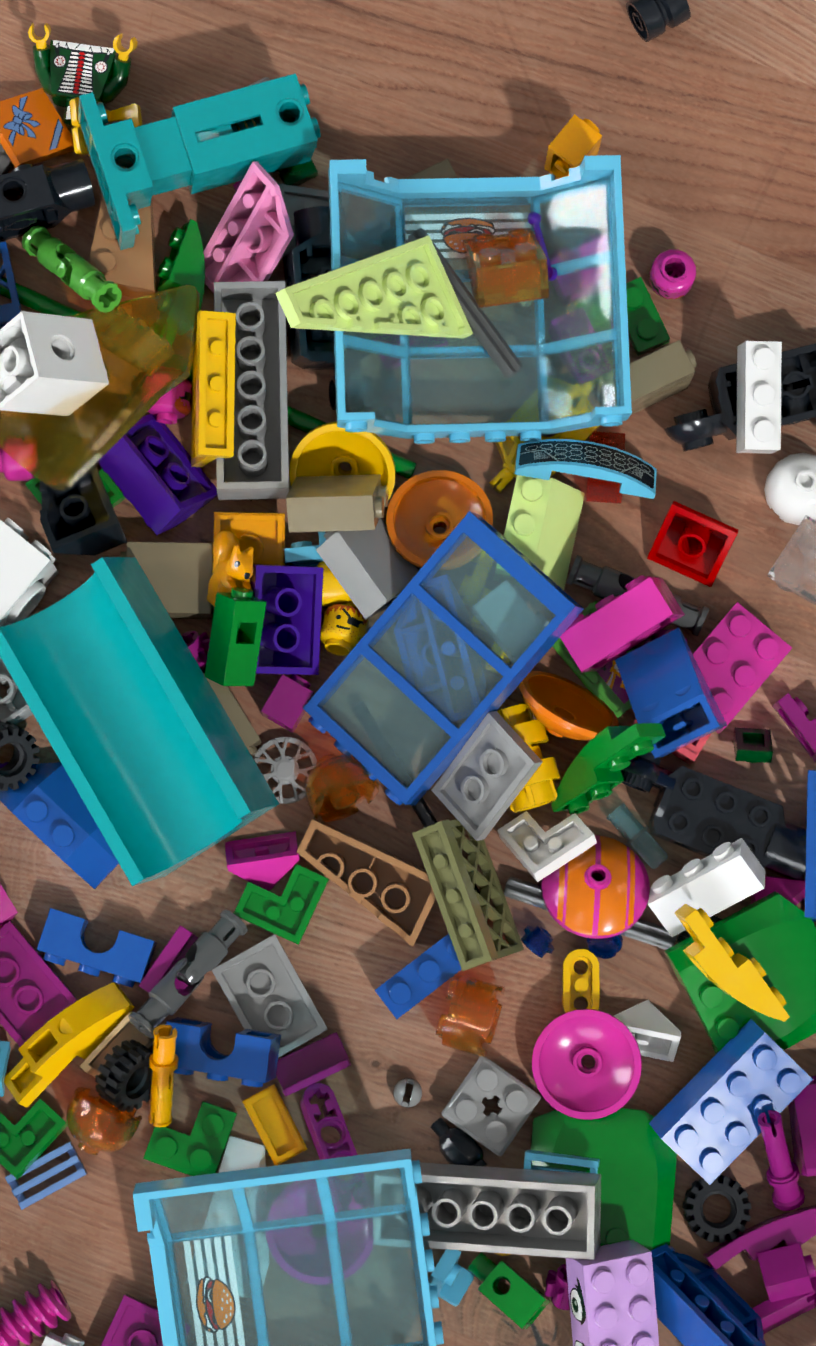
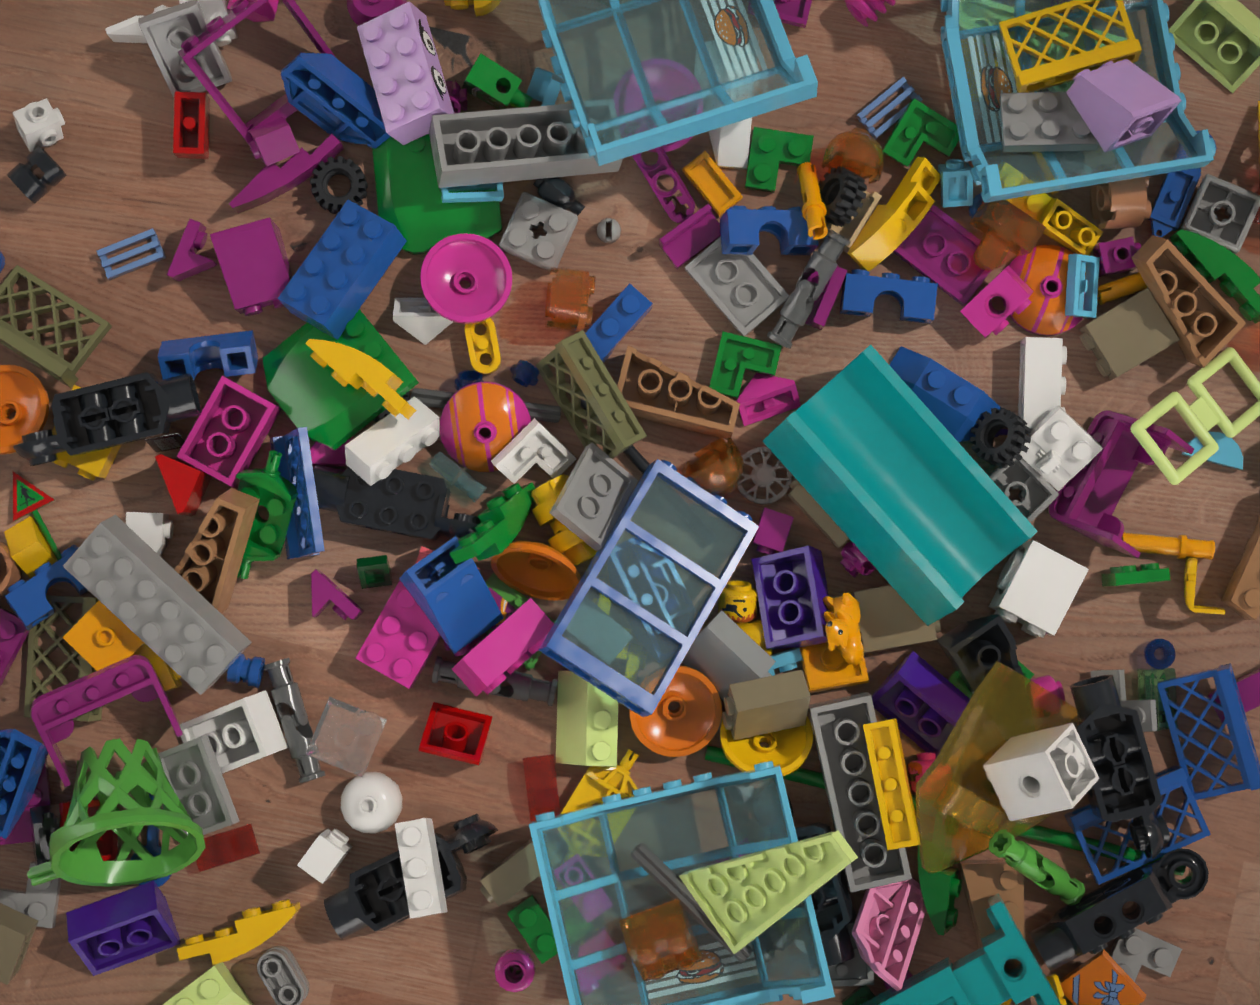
camera: 170 degrees right, 5 degrees up
(235, 638) = (828, 570): green brick -> none
(534, 219) = (644, 991): dark purple hinge -> none
(586, 459) = (558, 786): slope -> none
(782, 1172) = (290, 222): magenta pin -> none

